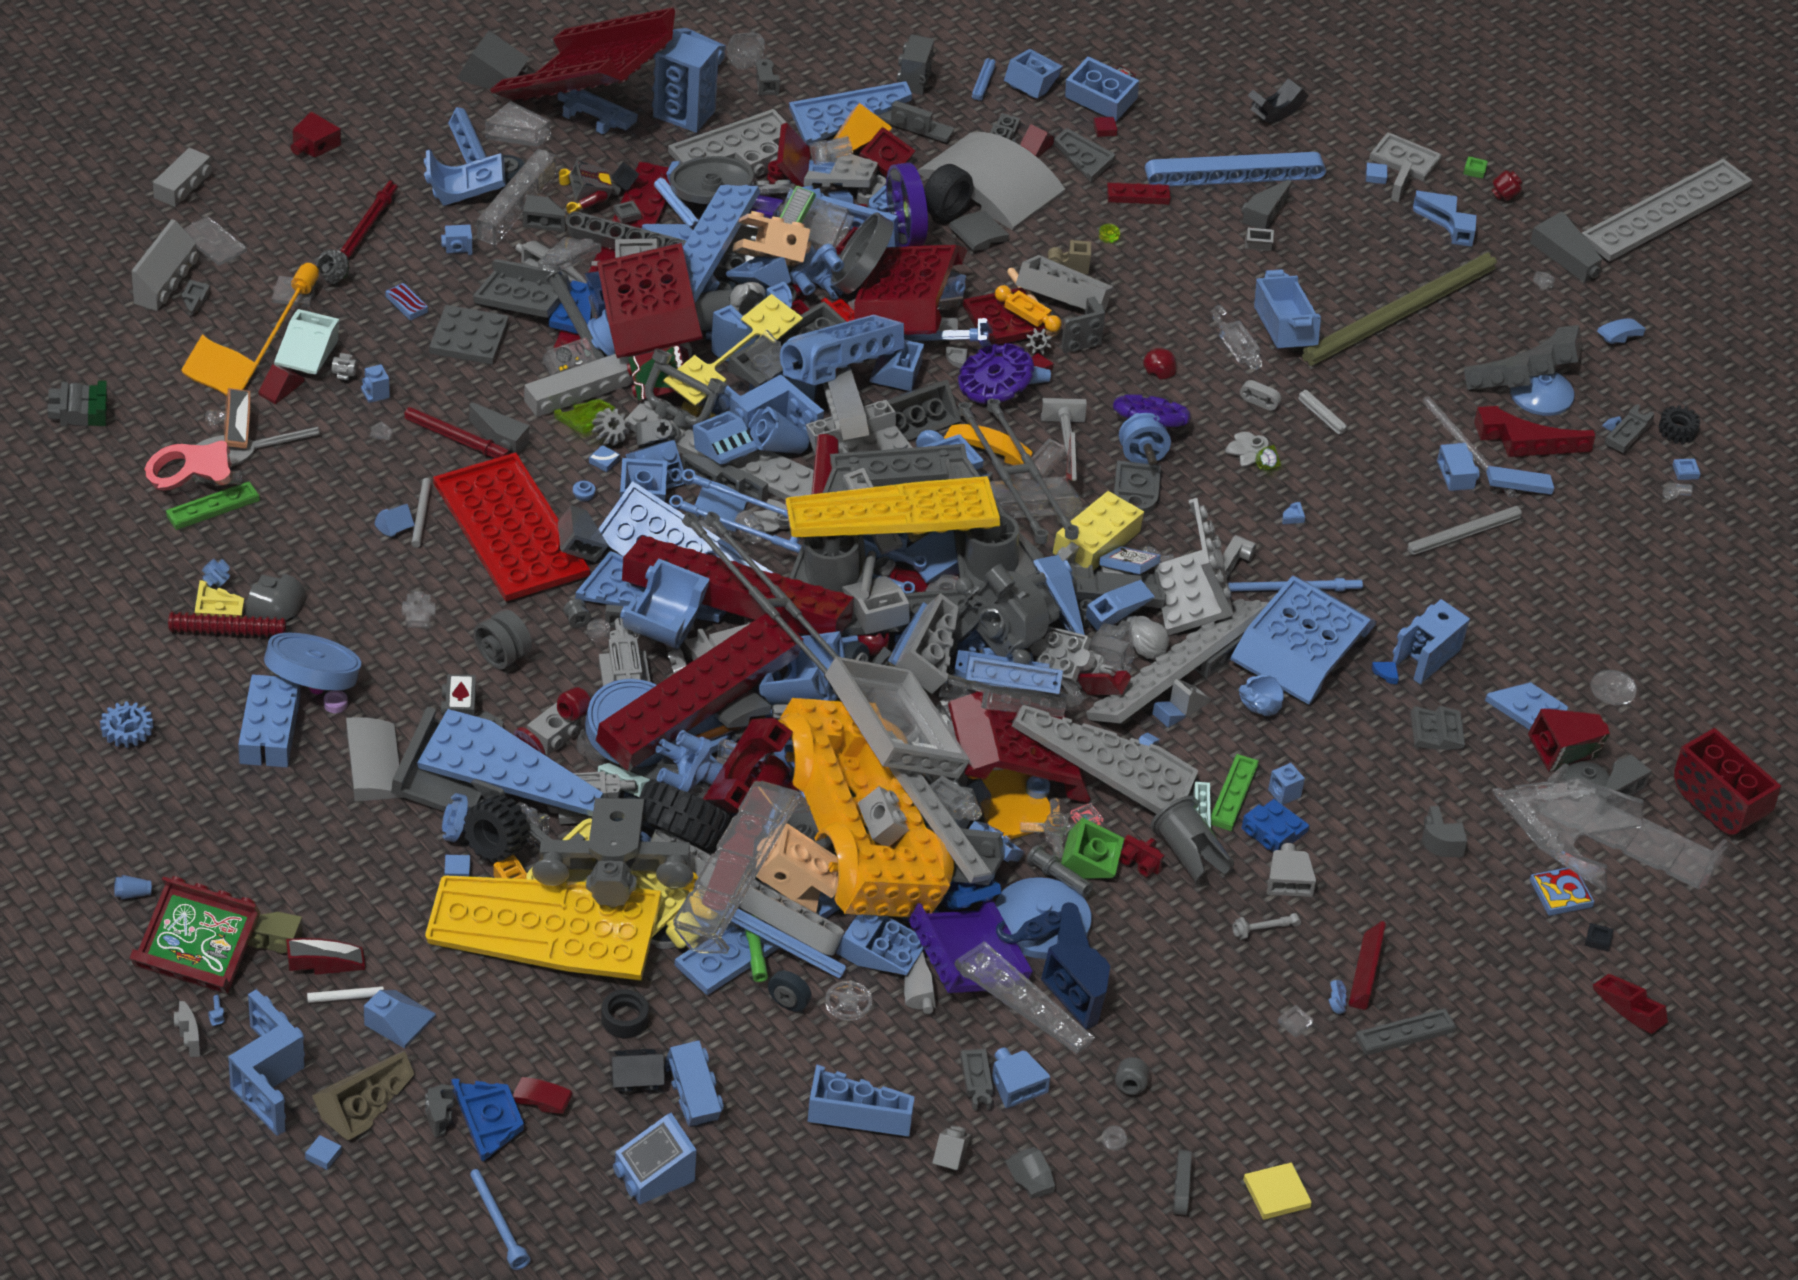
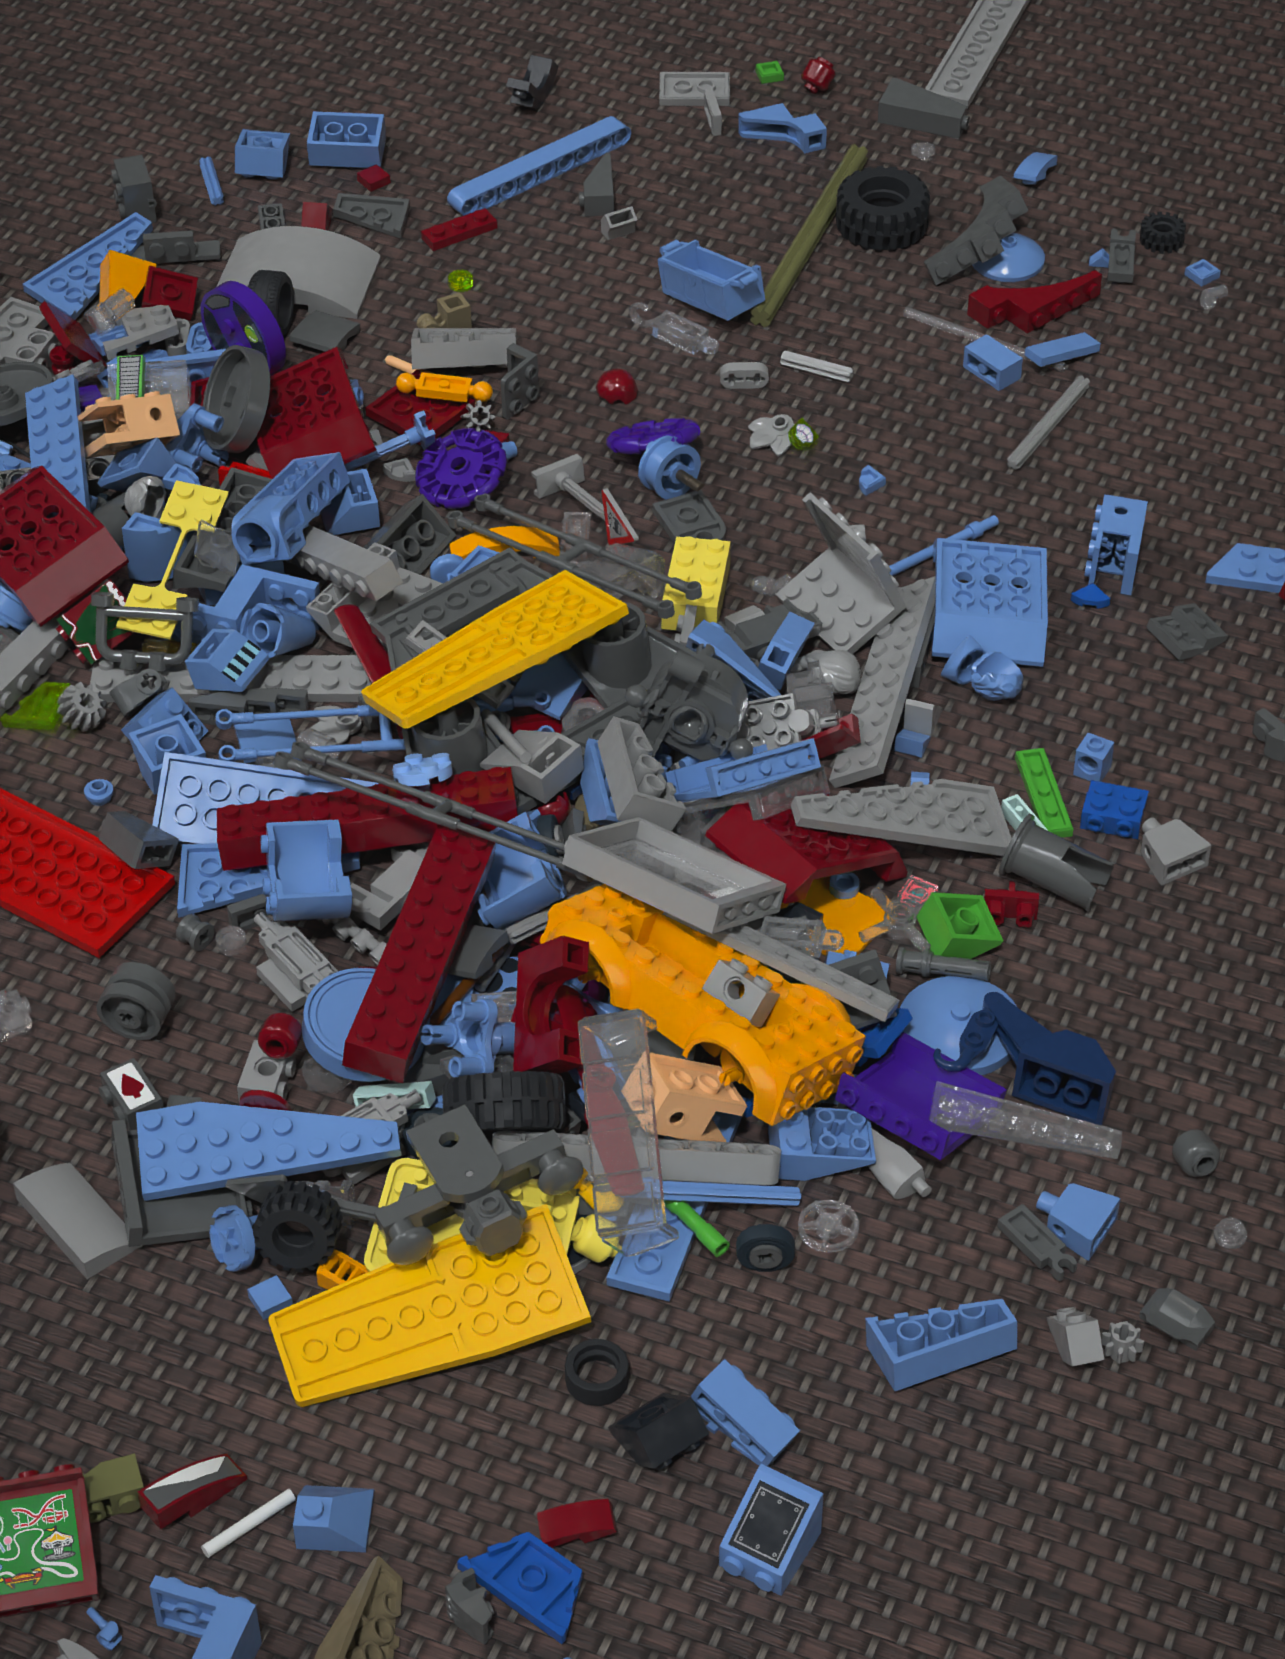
camera: 25 degrees left, 0 degrees up
(604, 458) = (95, 746): medium blue tile -> none
(791, 570) = (418, 770): none -> light blue plate
(980, 1166) = (1122, 1342): none -> light grey gear
(1130, 560) = (751, 599): medium blue tile -> none
(1242, 928) = (1173, 934): light grey piece -> none
(1246, 670) = (959, 664): none -> medium blue piece
(1376, 173) = (679, 115): medium blue tile -> none
(1464, 329) = (882, 208): none -> black tyre

